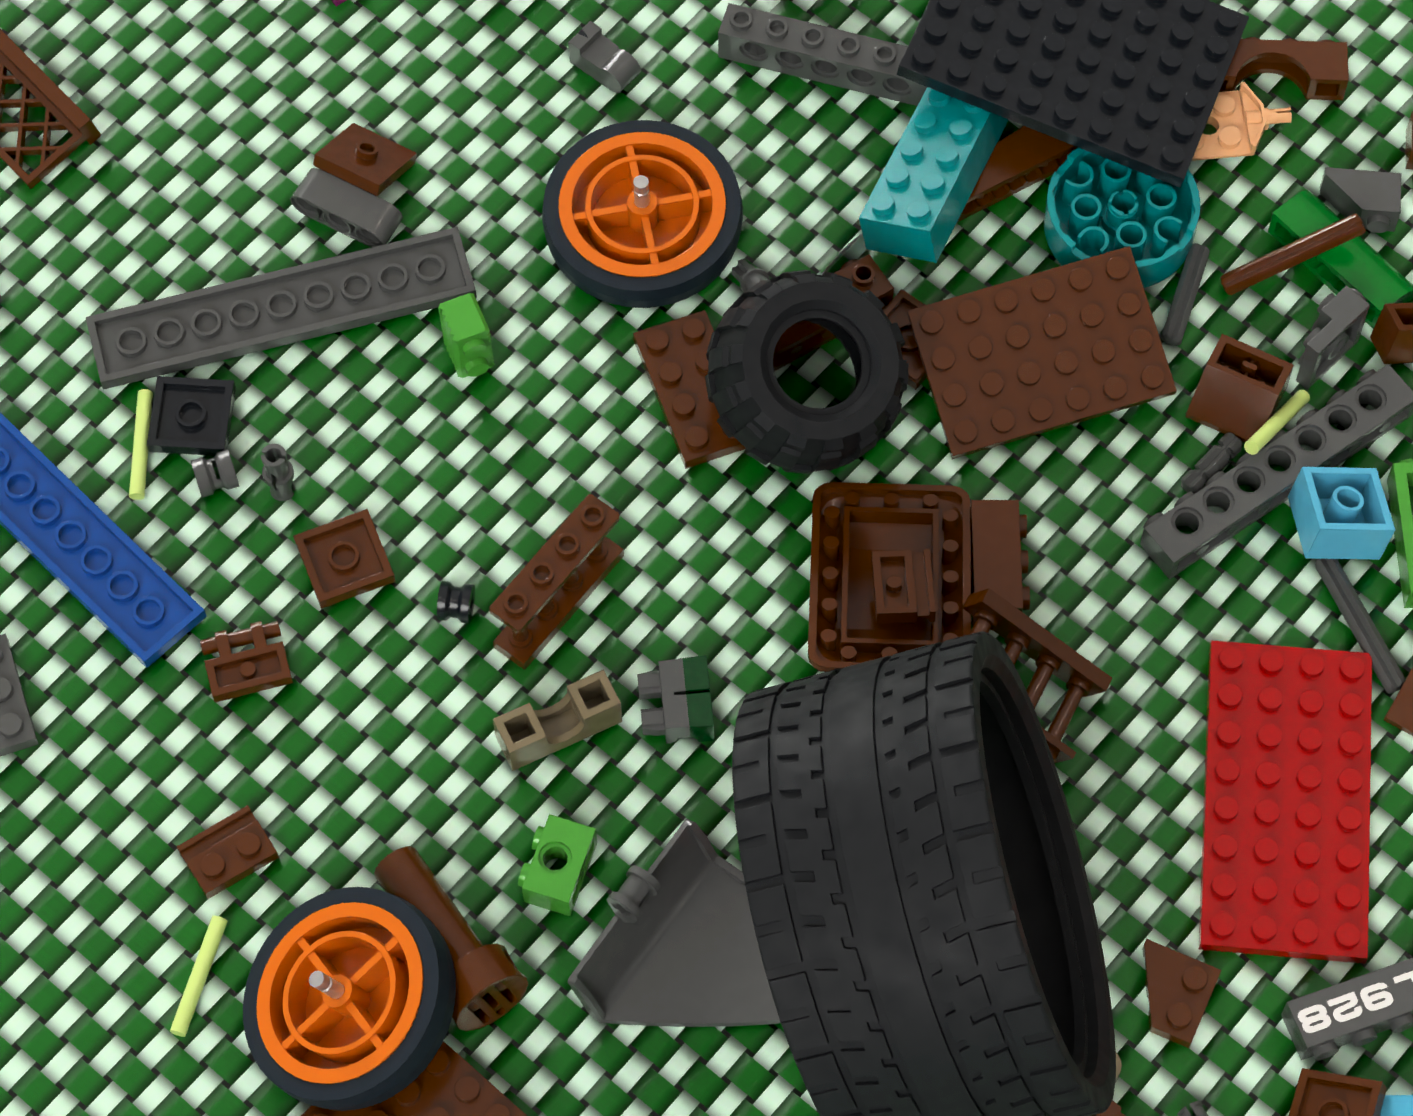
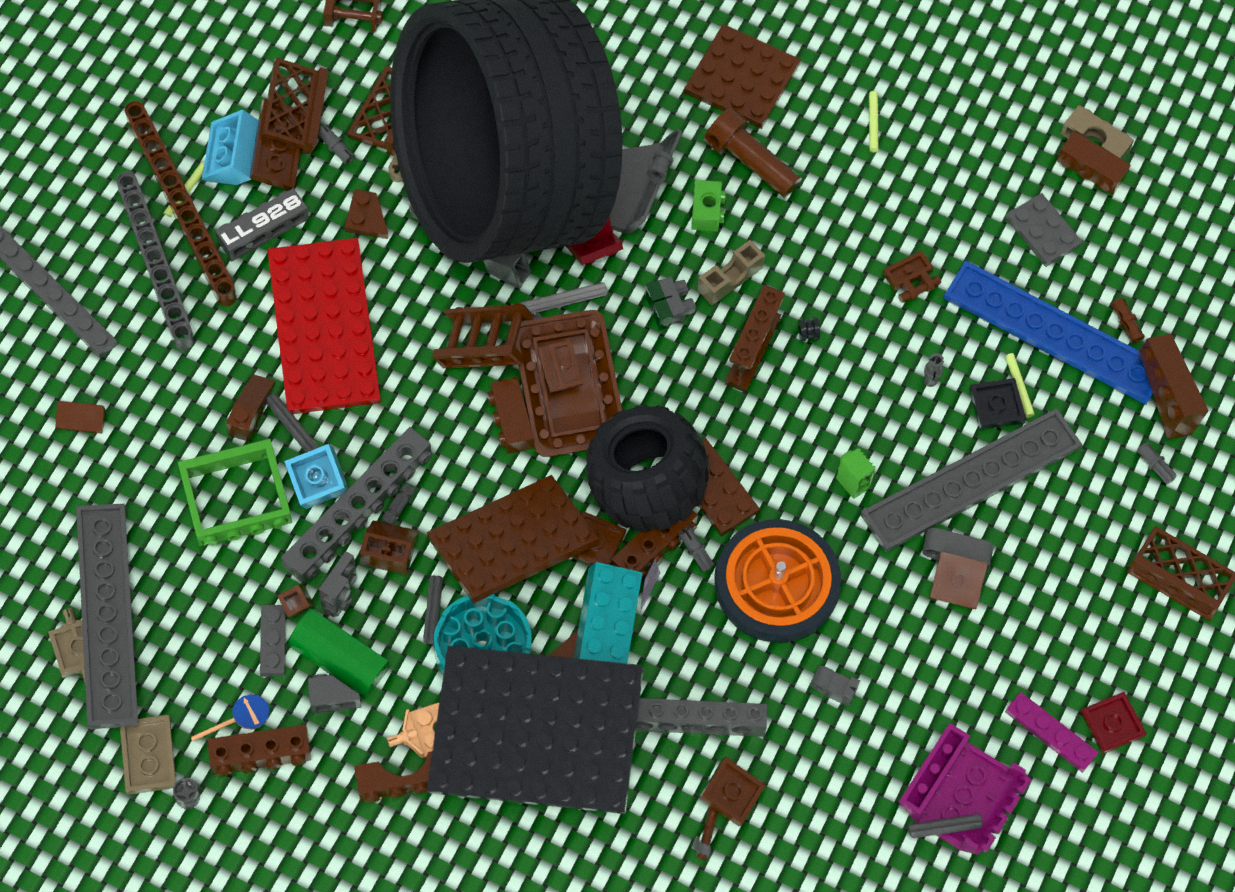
camera: 160 degrees right, 0 degrees up
(206, 476) = (969, 372): dark grey wheel -> none
(227, 852) = (882, 182): reddish brown plate -> none
(344, 558) = (879, 341): reddish brown plate -> none
(349, 998) = (790, 106): orange wheel -> none
(1276, 422) = (364, 524): yellowish green bar -> none
(1293, 254) = (370, 633): reddish brown axle -> none

